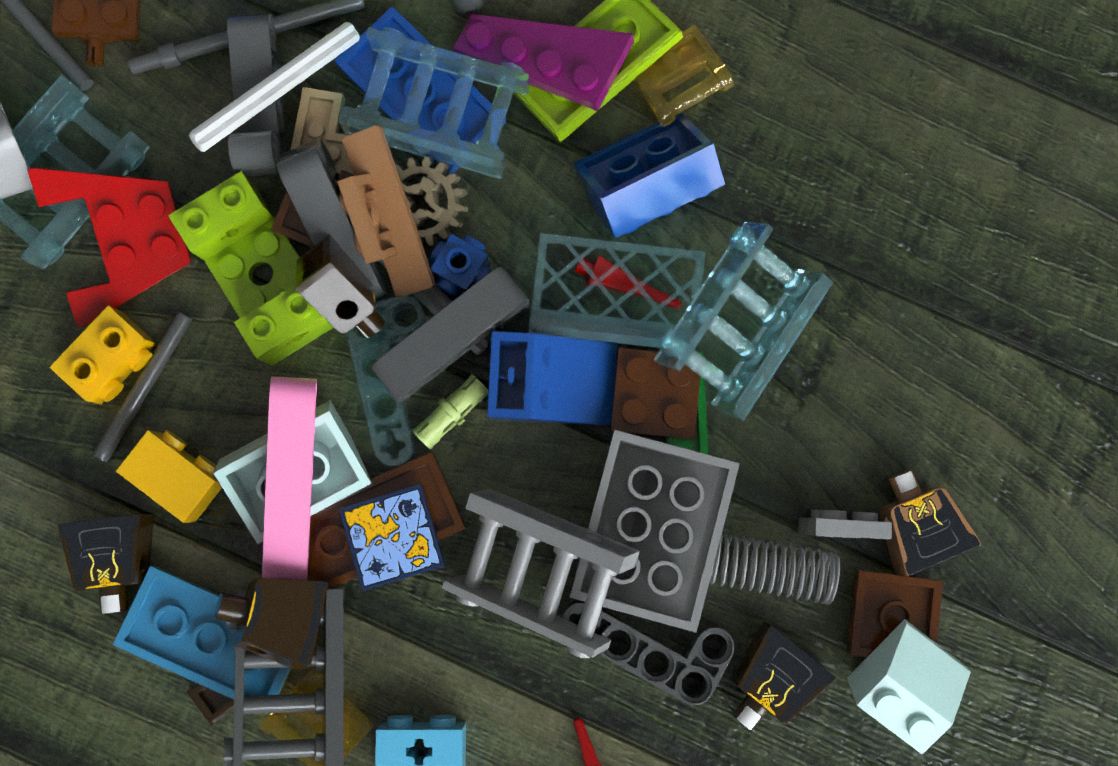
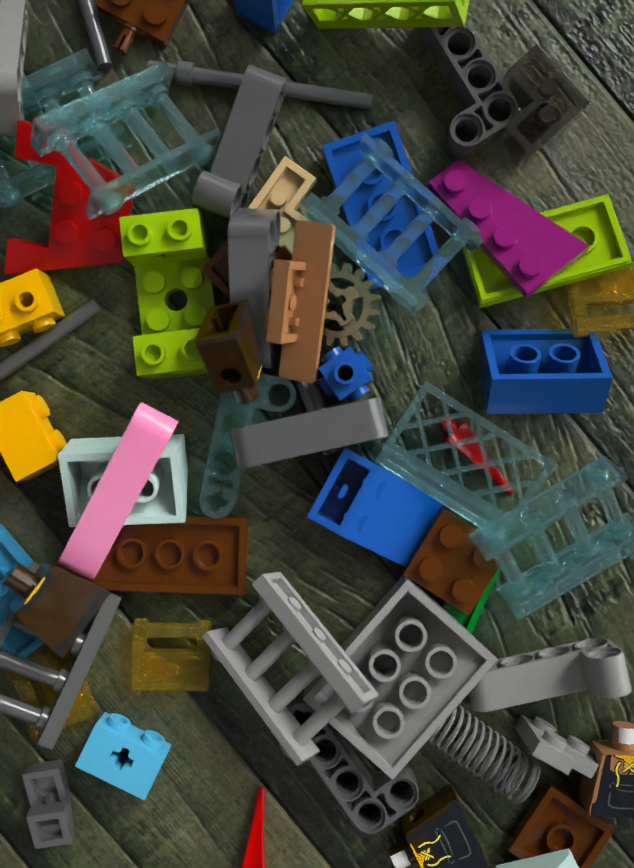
camera: 30 degrees right, 5 degrees up
(99, 131) = (122, 102): none -> clear light blue fence
(273, 87) = (259, 146): white axle -> none
(392, 537) = (181, 574): tile -> none
(427, 639) = (169, 667): none -> clear yellow plate
(451, 411) = (278, 491): yellowish green pin -> none
(800, 460) = (553, 672): none -> light grey beam

